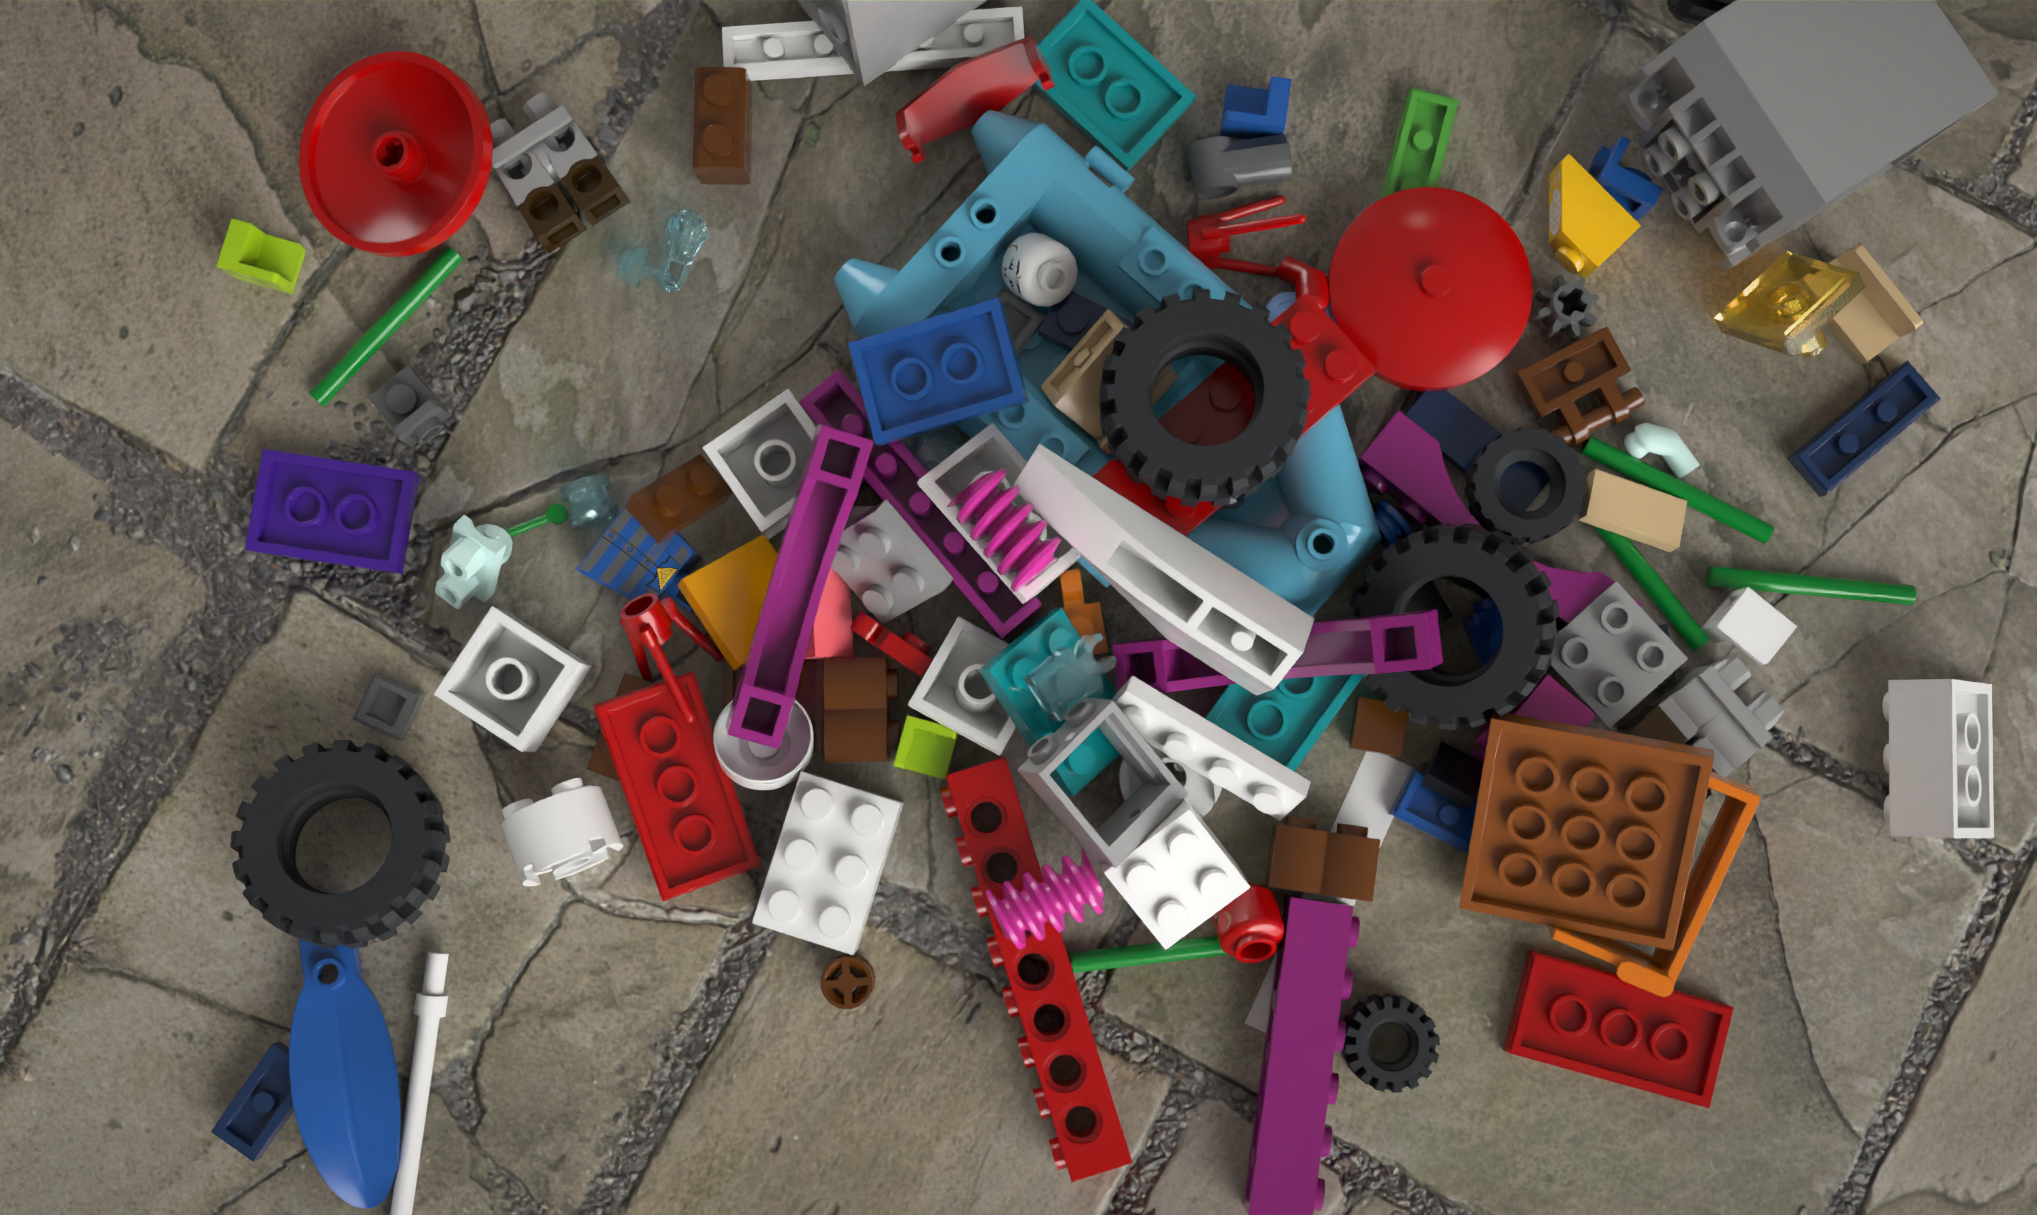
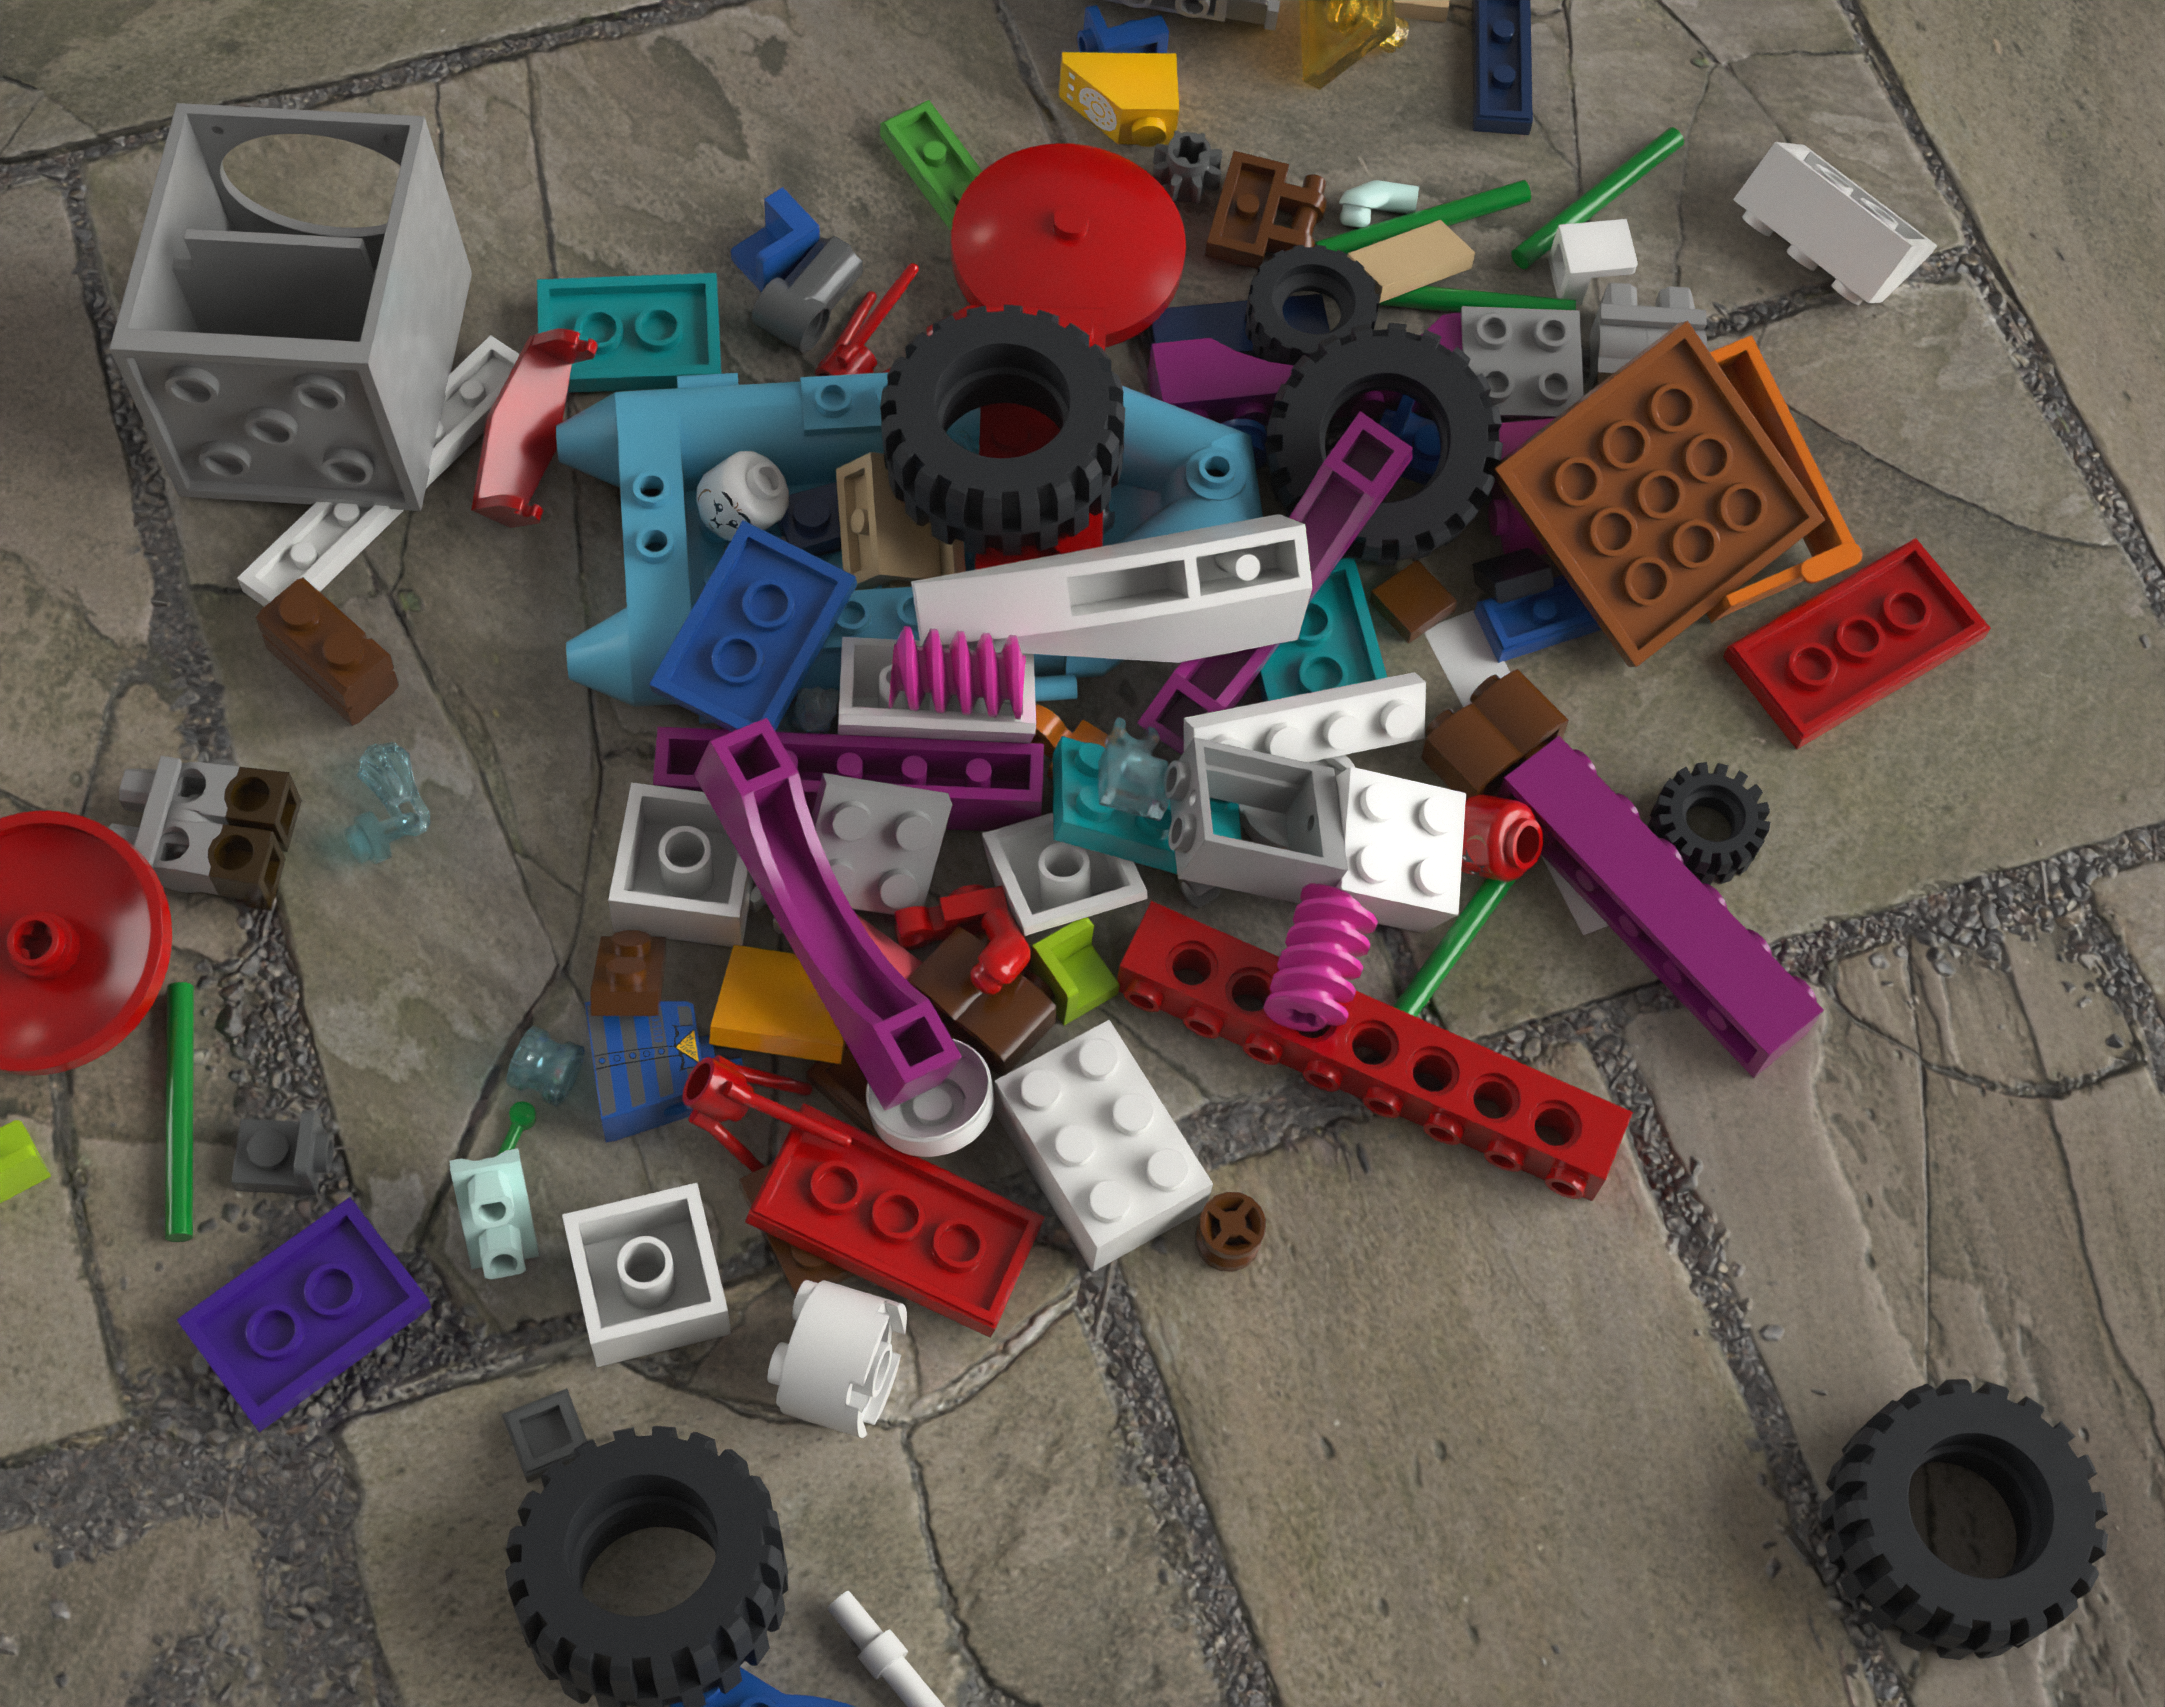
camera: 55 degrees left, 20 degrees down
(886, 705) = (1004, 955): none -> red arm

